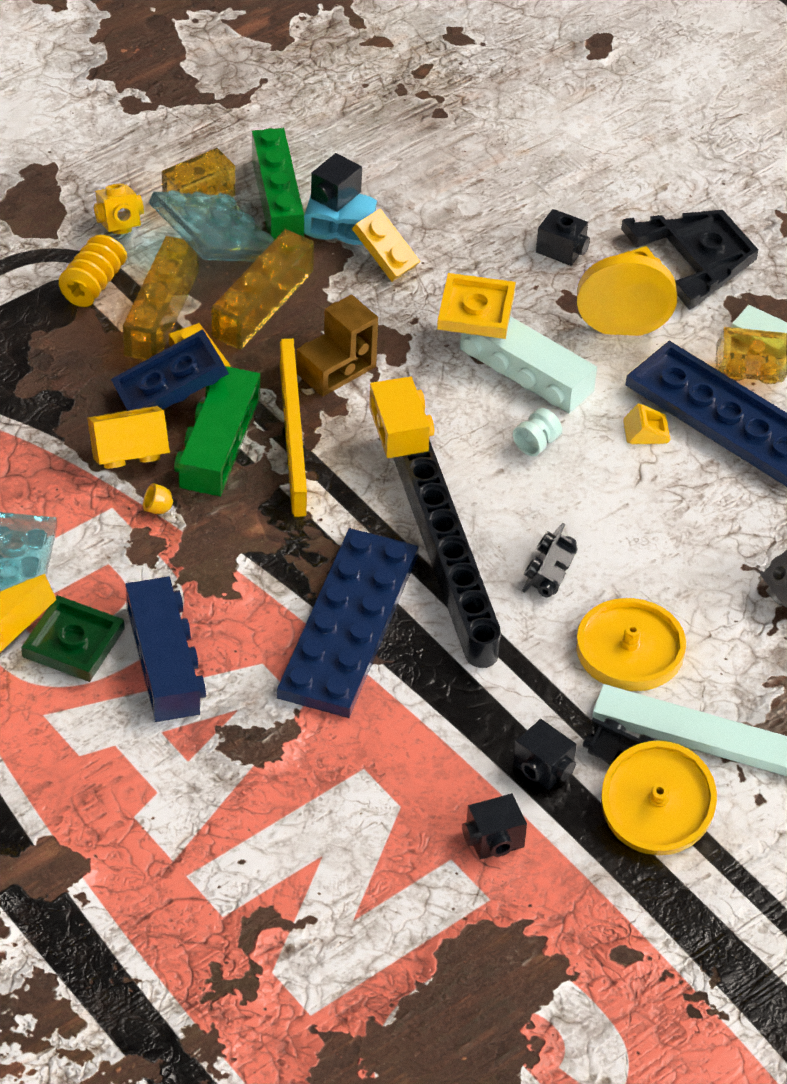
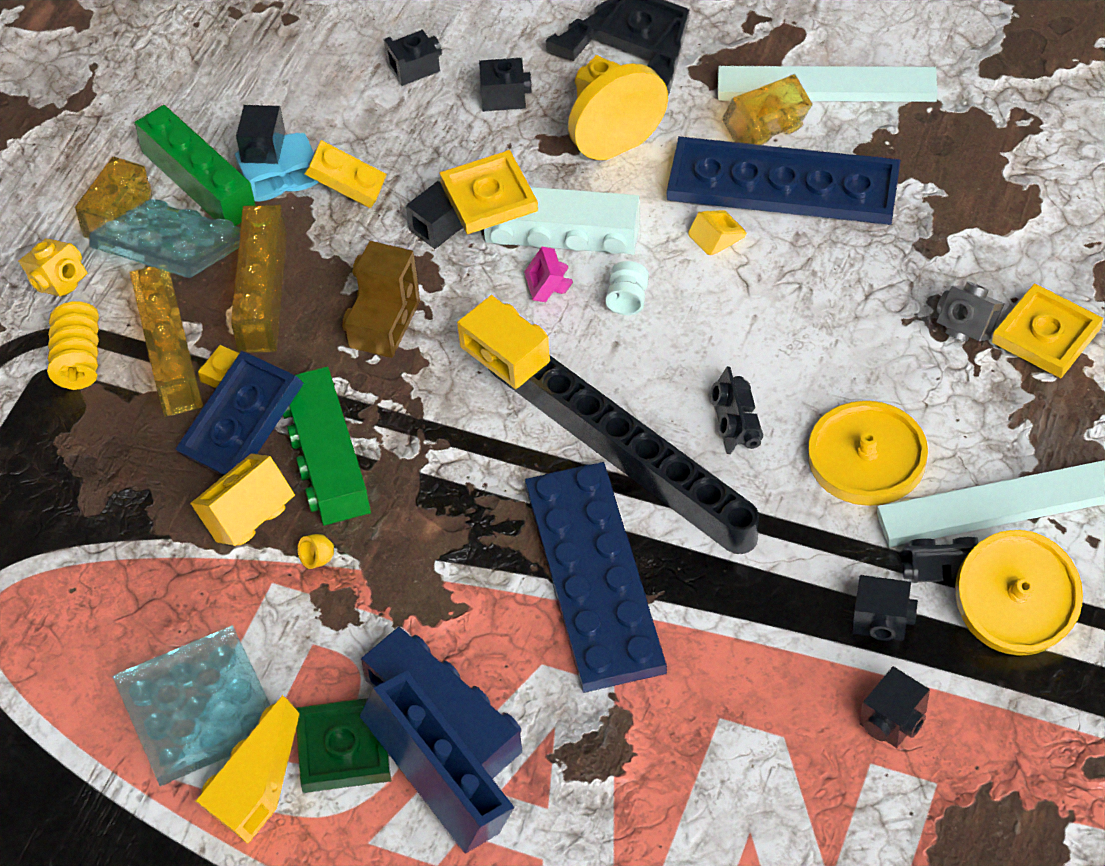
camera: 25 degrees left, 5 degrees up
(123, 679) = (436, 761): none -> dark blue brick
(293, 429) = (395, 405): yellow tile -> none
(425, 307) = (433, 216): none -> black brick
(484, 393) = (546, 275): none -> dark pink tile
(509, 184) = (413, 56): none -> black brick

